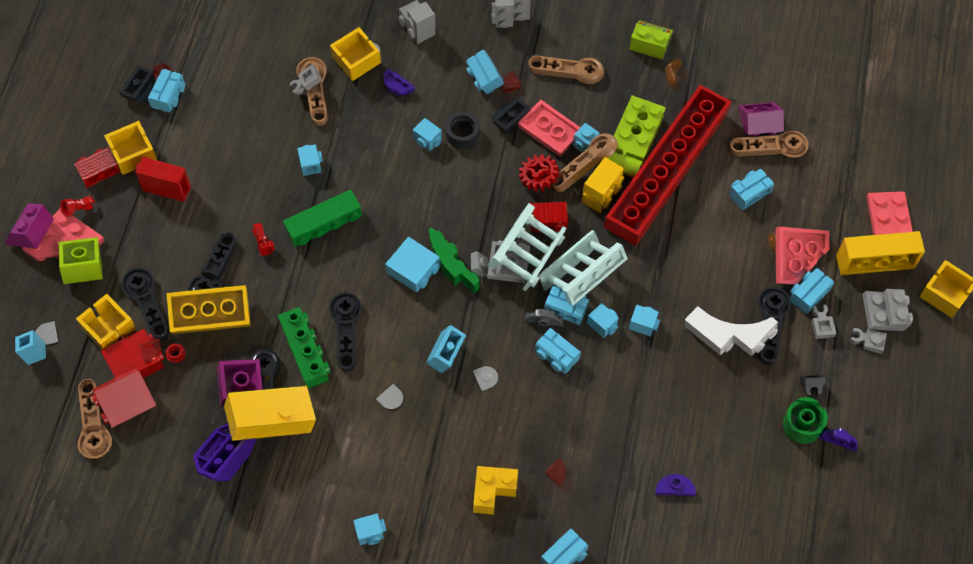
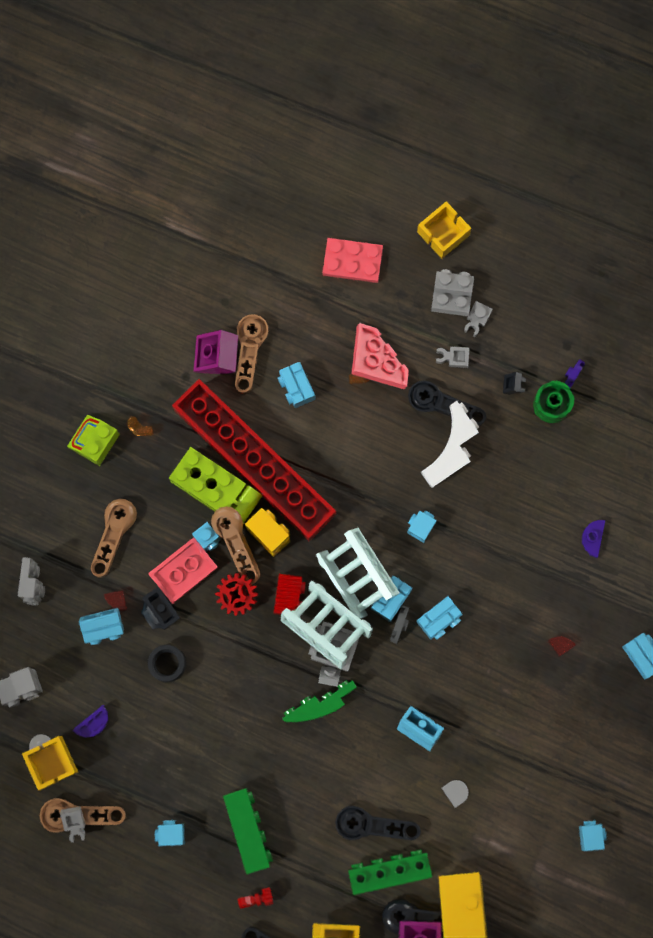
camera: 75 degrees left, 15 degrees up
(412, 264) = (319, 744): medium azure brick -> none
(427, 135) = (166, 702): medium azure brick -> none
(486, 377) = (450, 693): light grey piece -> none
(493, 482) = (565, 712): yellow brick -> none
(603, 320) = (414, 565): medium azure brick -> none
(811, 291) = (419, 358): medium azure brick -> none
(880, 253) = (396, 282): yellow brick -> none

